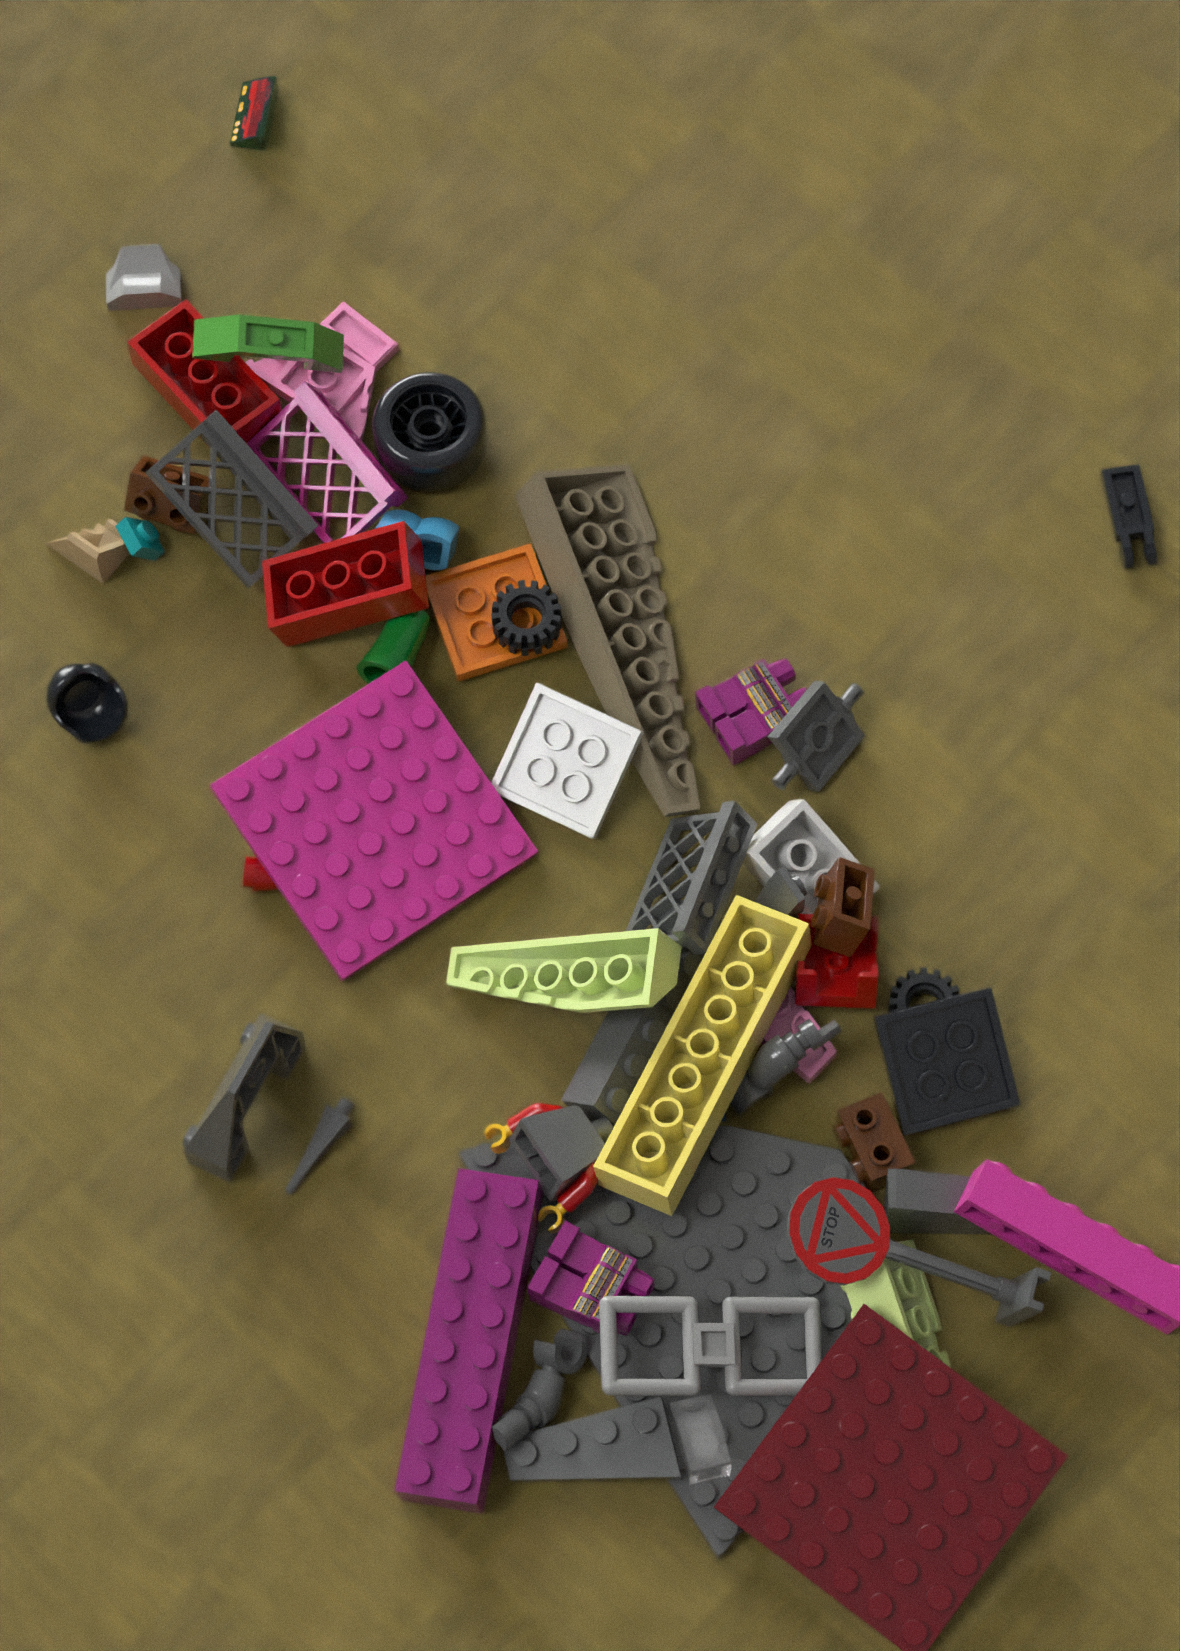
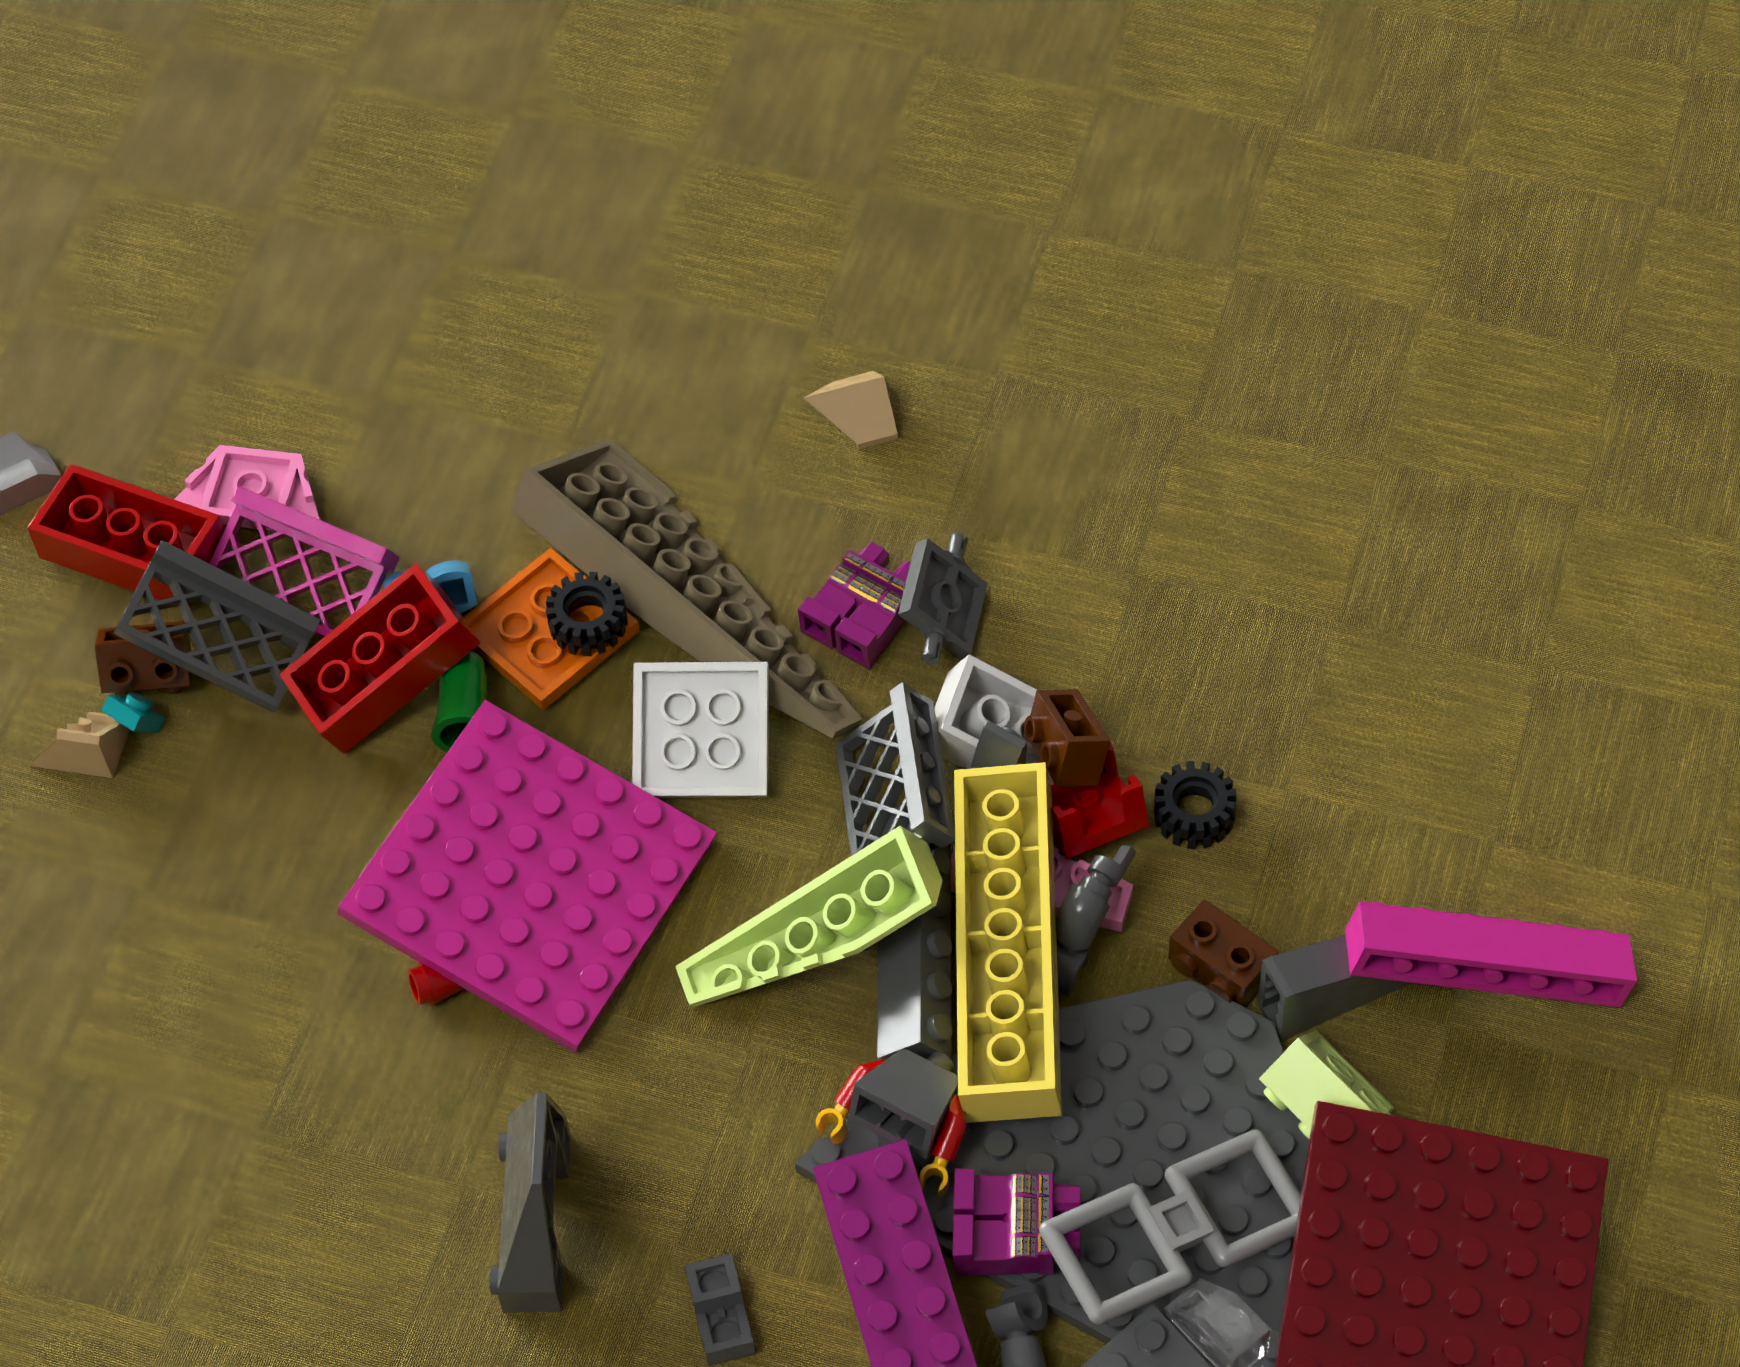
camera: 25 degrees left, 10 degrees down
(87, 702) = (157, 891): black piece -> none
(255, 113) = (52, 280): slope -> none
(268, 338) = (178, 456): bright green slope -> none
(330, 1129) = (644, 1202): dark grey piece -> none
(345, 1239) = (720, 1309): none -> dark grey slope
(361, 336) = (268, 433): bright pink tile -> none
(429, 431) = (392, 485): black wheel -> none
(840, 528) = (858, 408): none -> tan slope
(844, 1235) = (1266, 1047): dark grey piece -> none
(946, 1060) = (1250, 840): black plate -> none
(1129, 512) = (1128, 281): black hinge -> none

